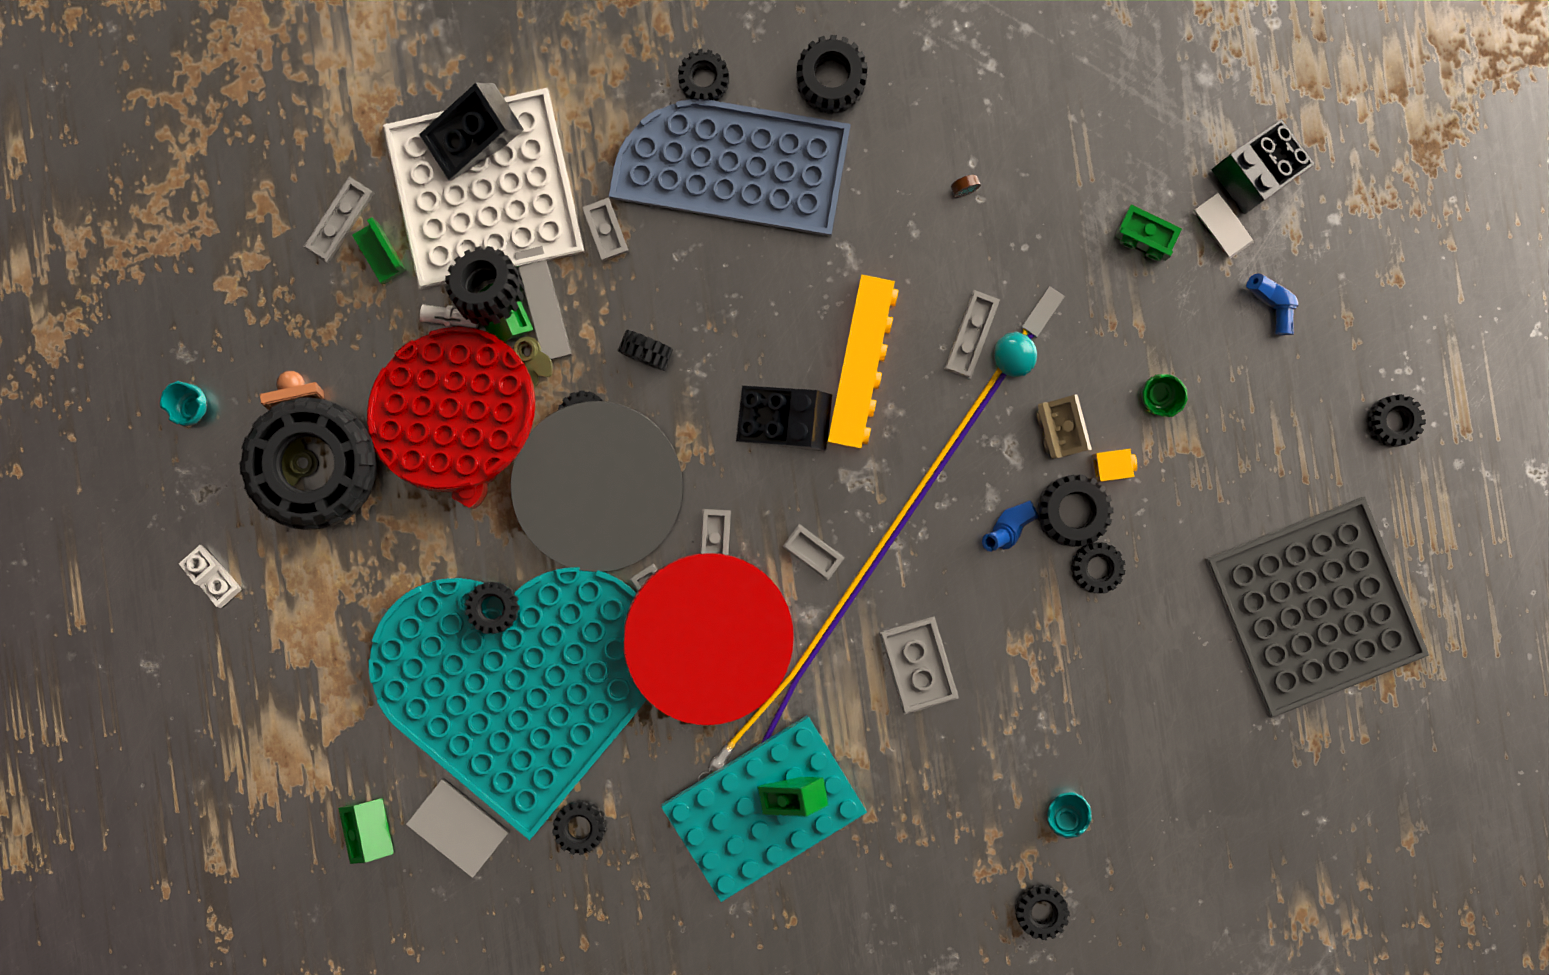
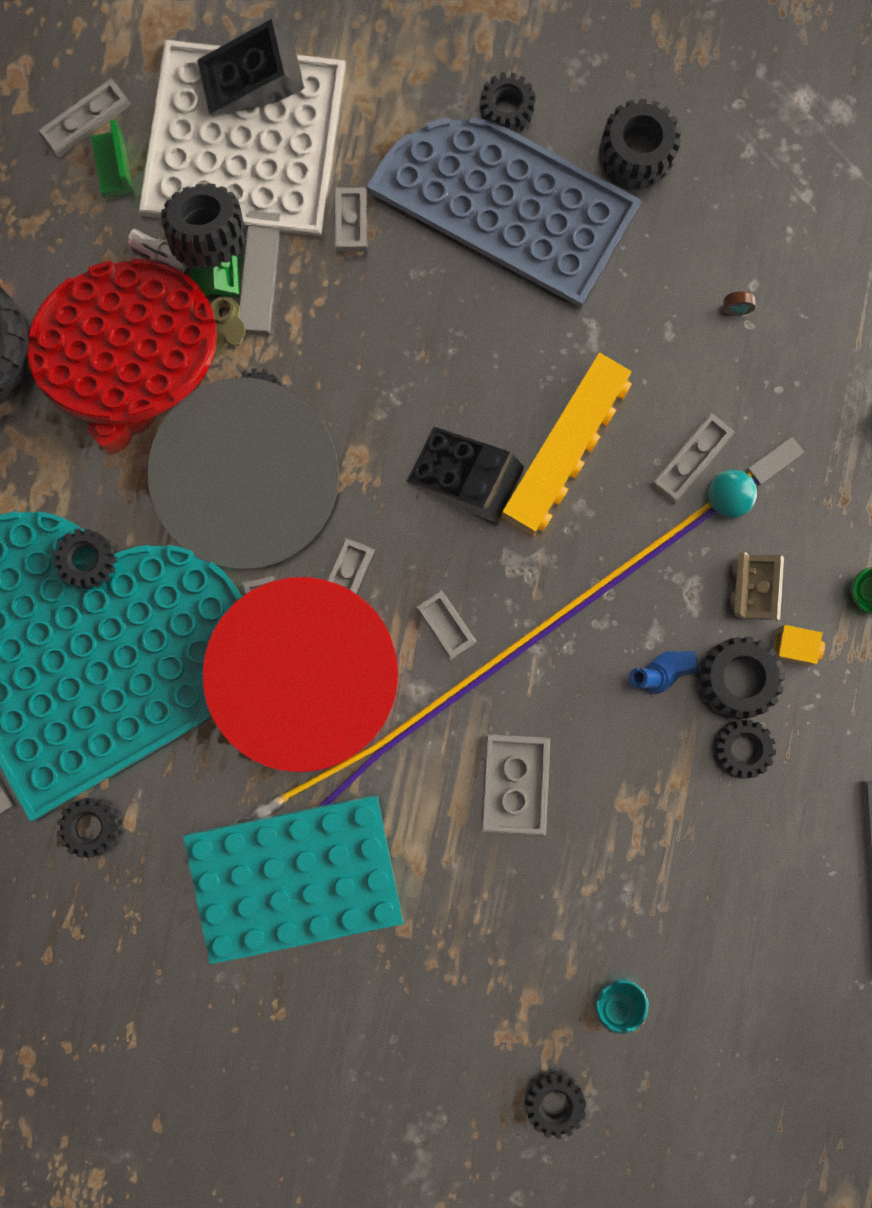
camera: 15 degrees right, 5 degrees down
(645, 350) = (346, 351): black tyre -> none
(793, 796) = (329, 876): green slope -> none

